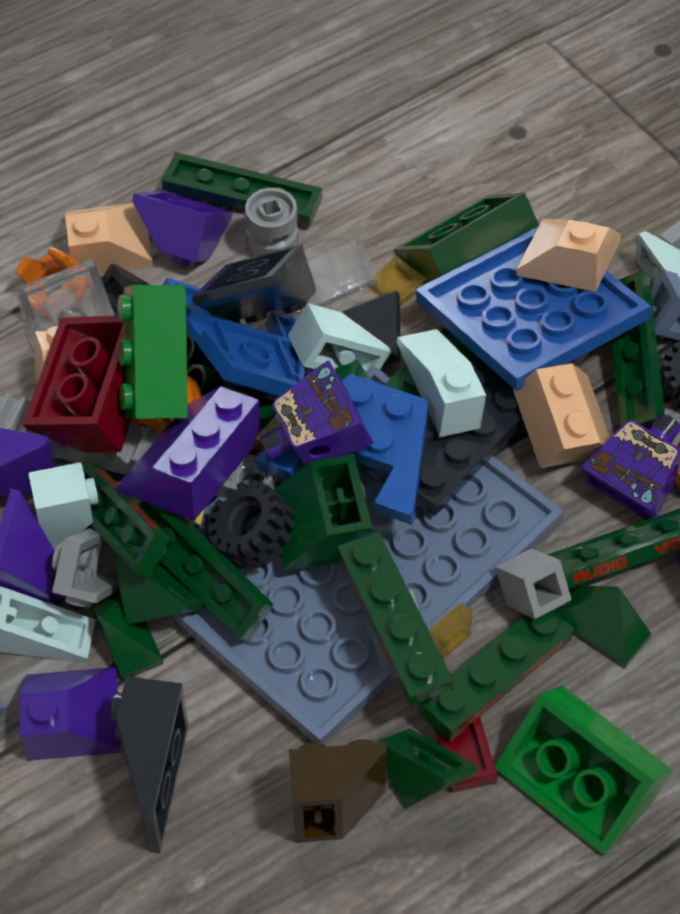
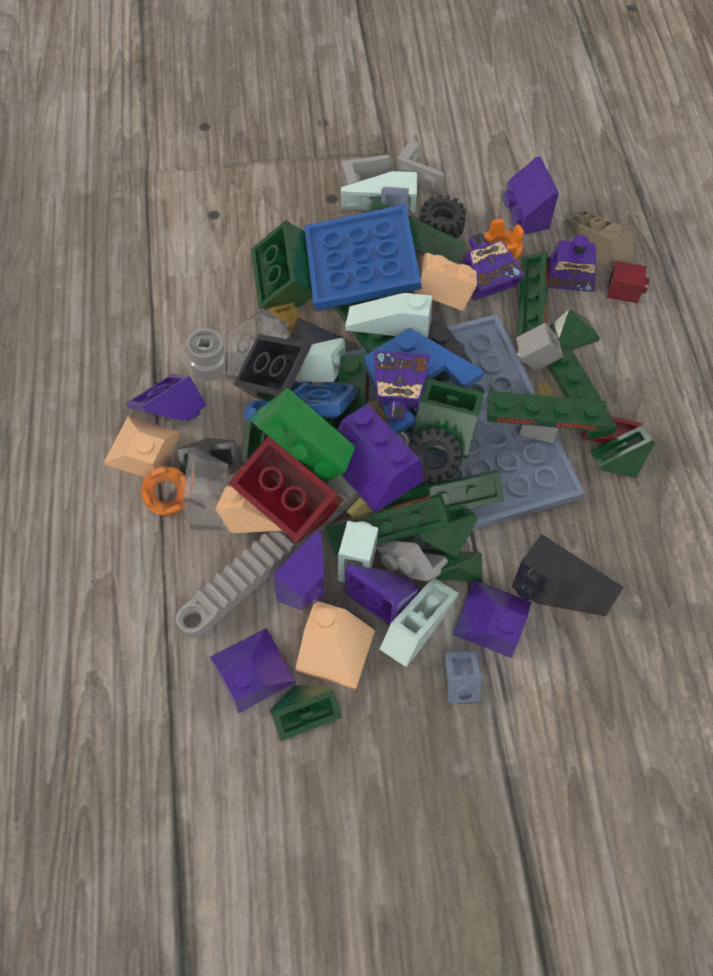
camera: 65 degrees left, 5 degrees up
(234, 185) = (153, 363): dark green plate -> none
(335, 787) = (627, 497): dark brown slope -> none
(569, 253) = (343, 220): light nougat slope -> none
(582, 768) = (659, 382): green slope -> none

